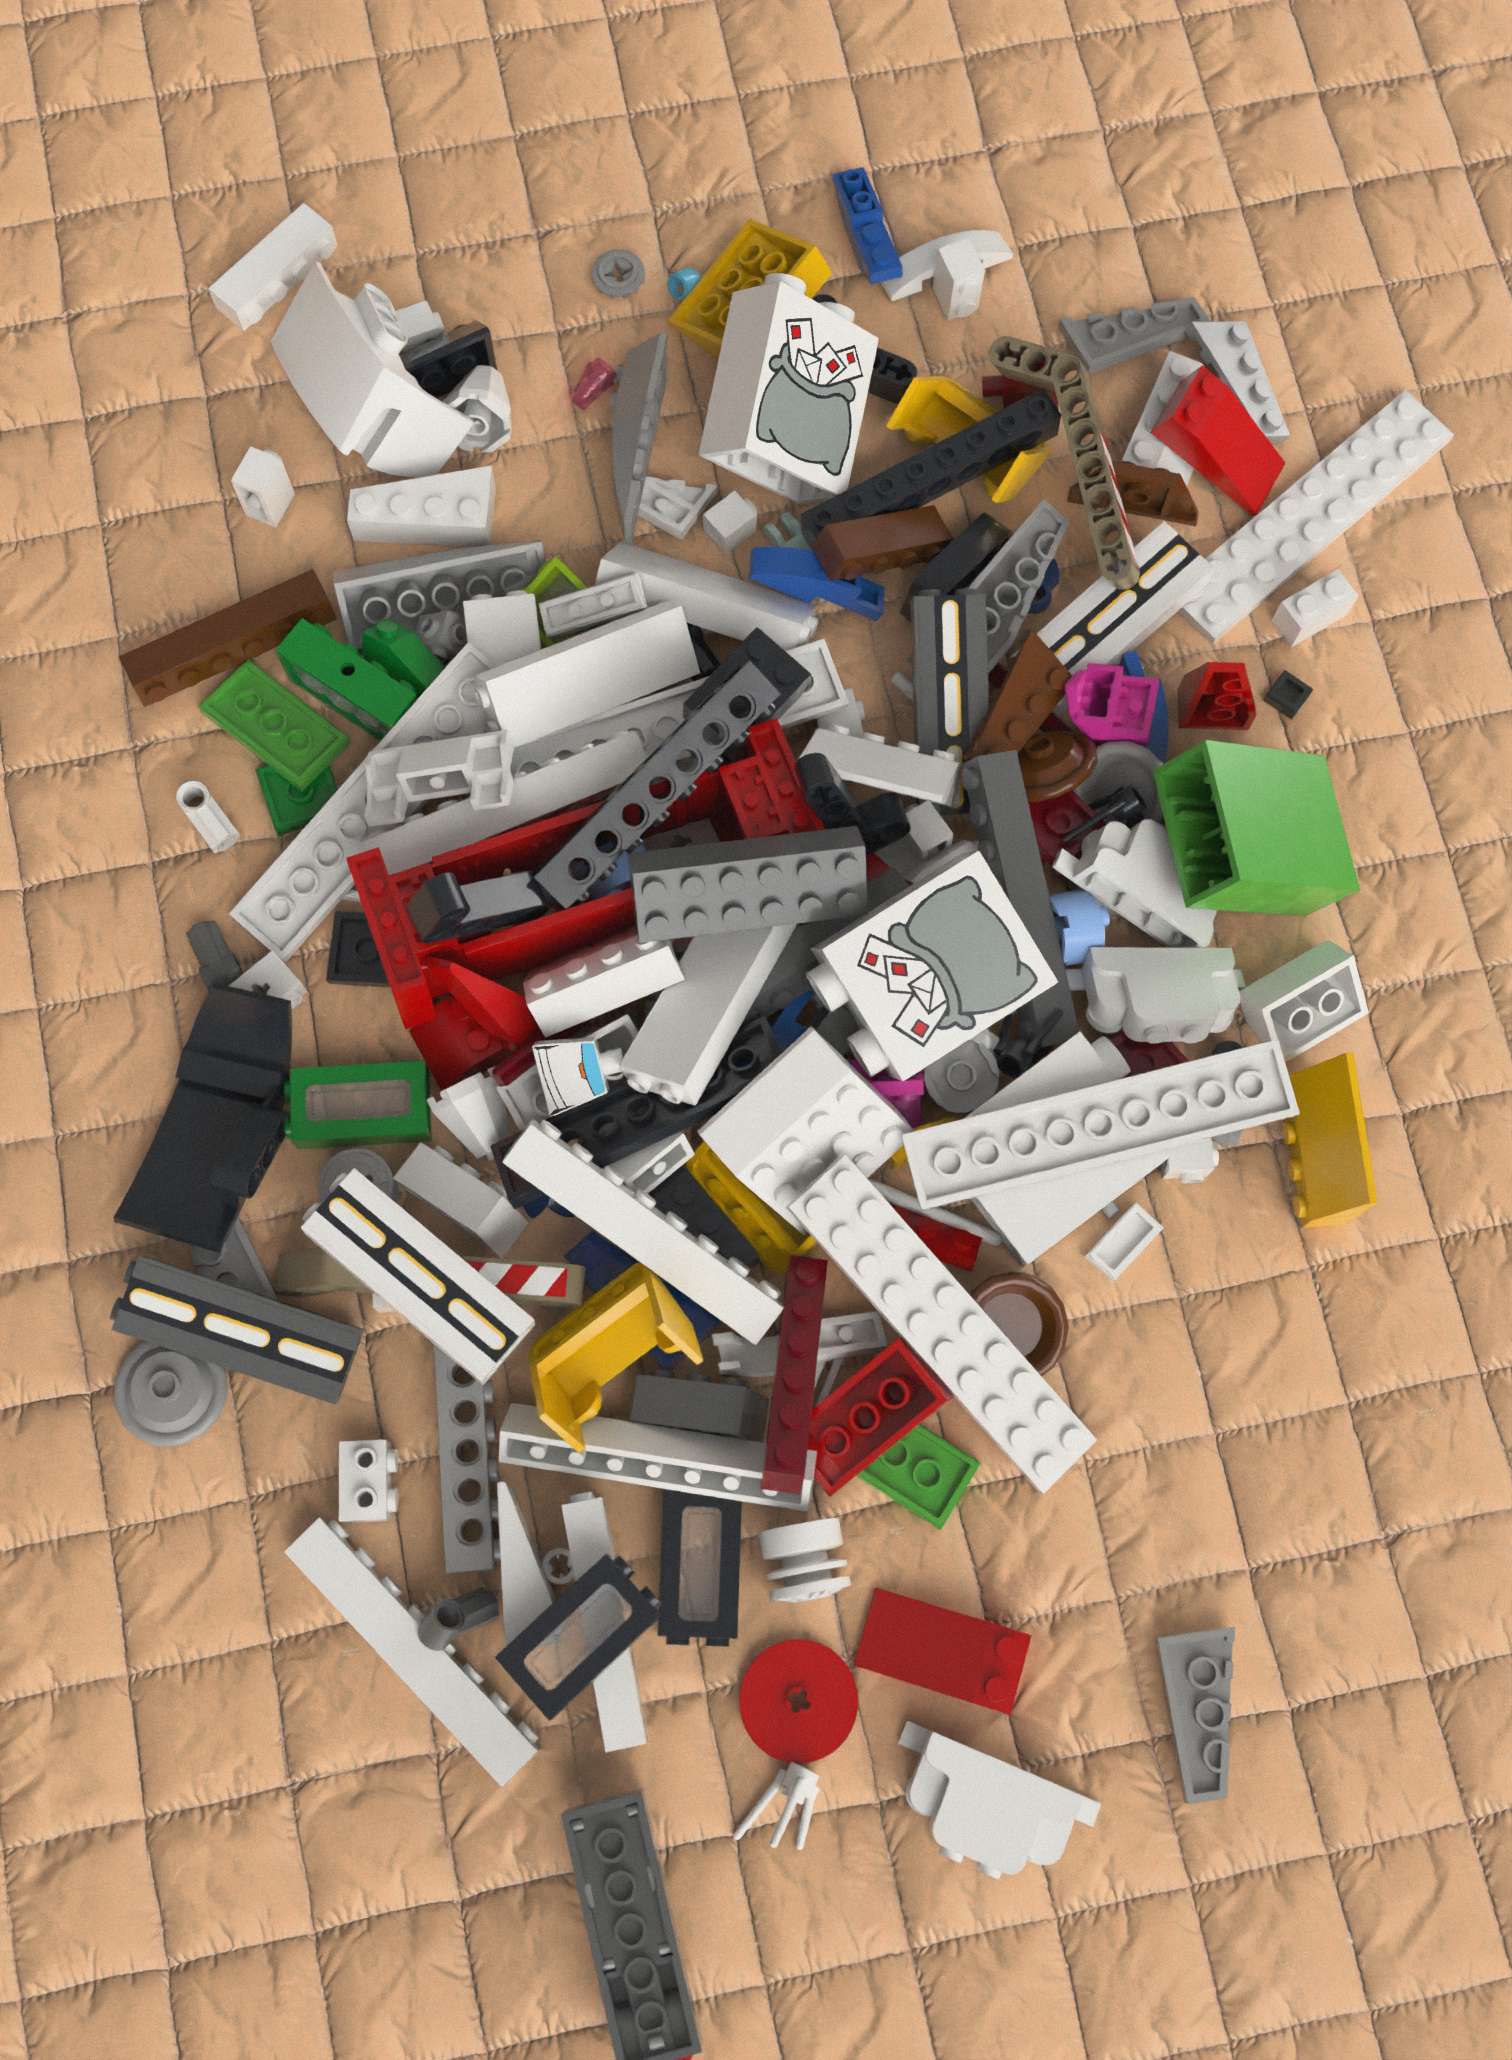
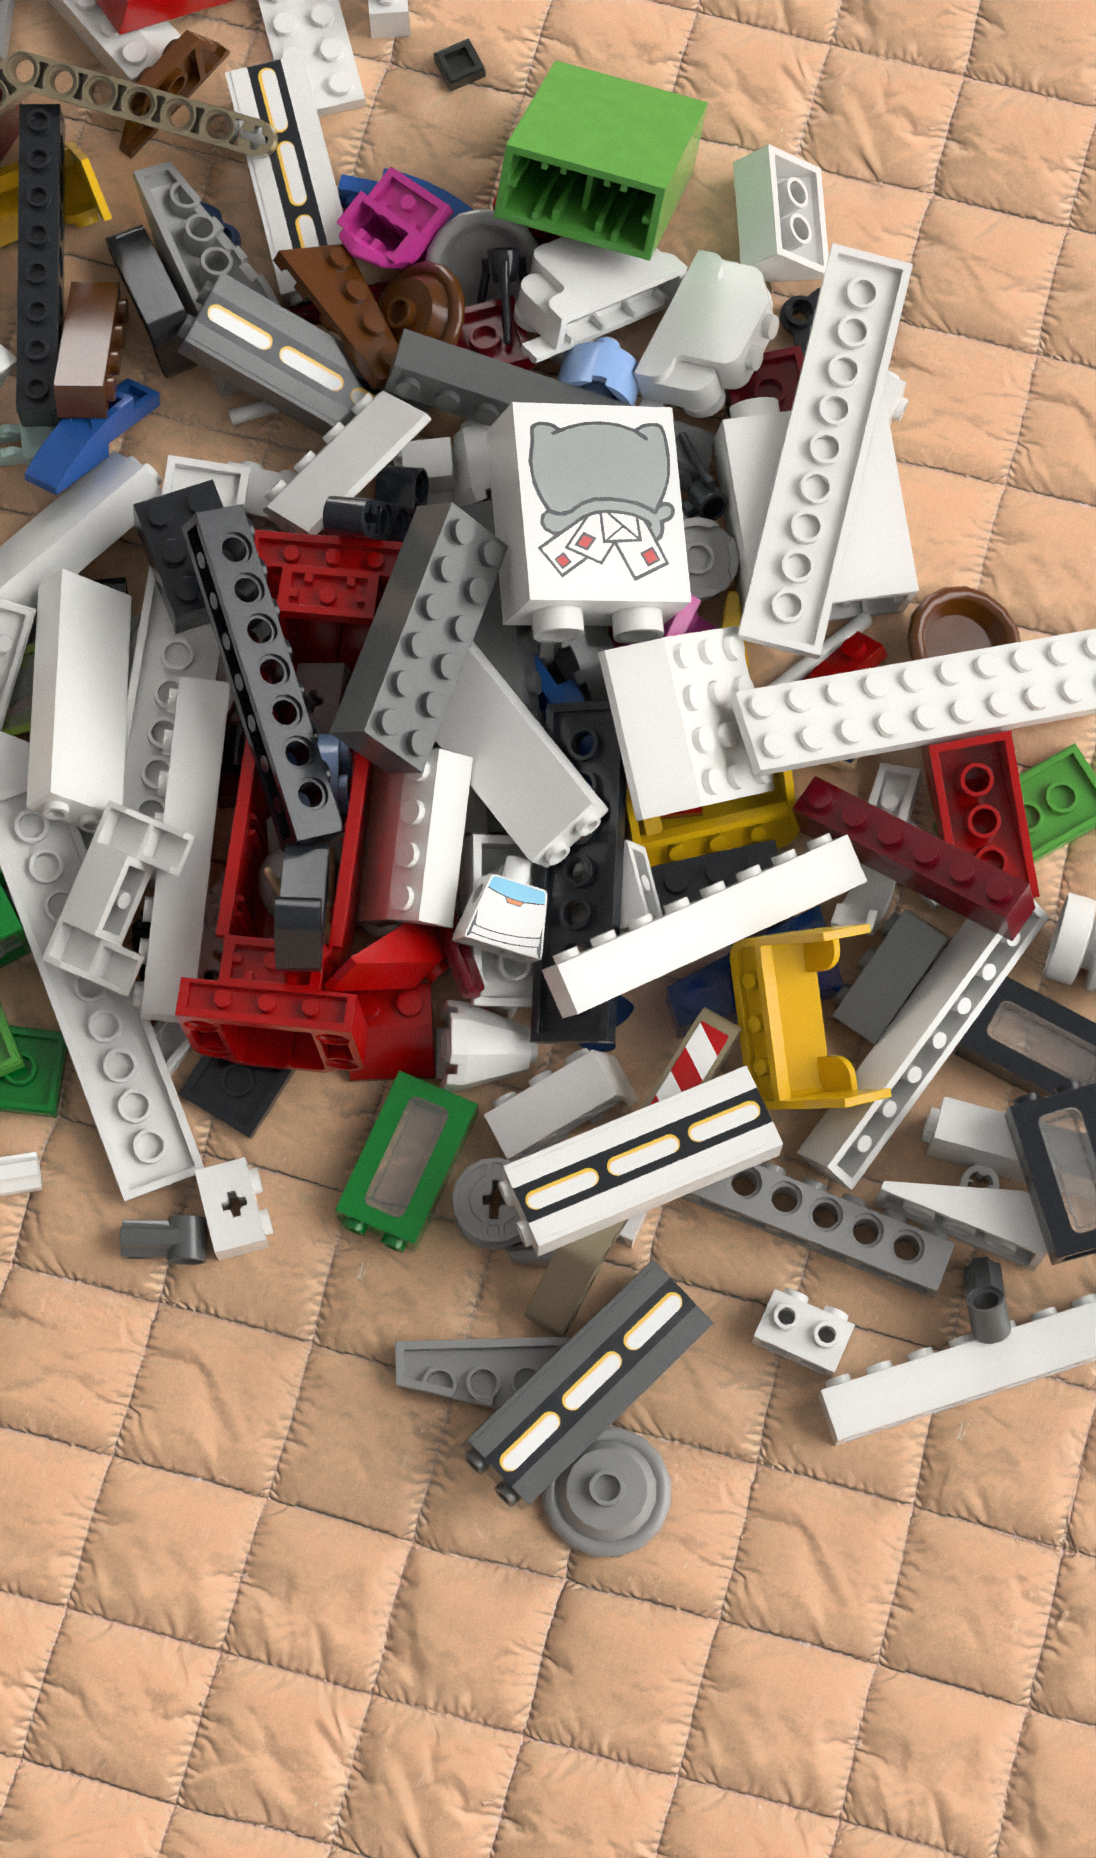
camera: 60 degrees left, 0 degrees up
(219, 1122) = (351, 1312): black beam -> none
(1124, 1242) = (929, 506): white tile -> none
(1216, 698) = (434, 129): red wedge -> none
(1329, 1145) = (957, 268): yellow slope -> none

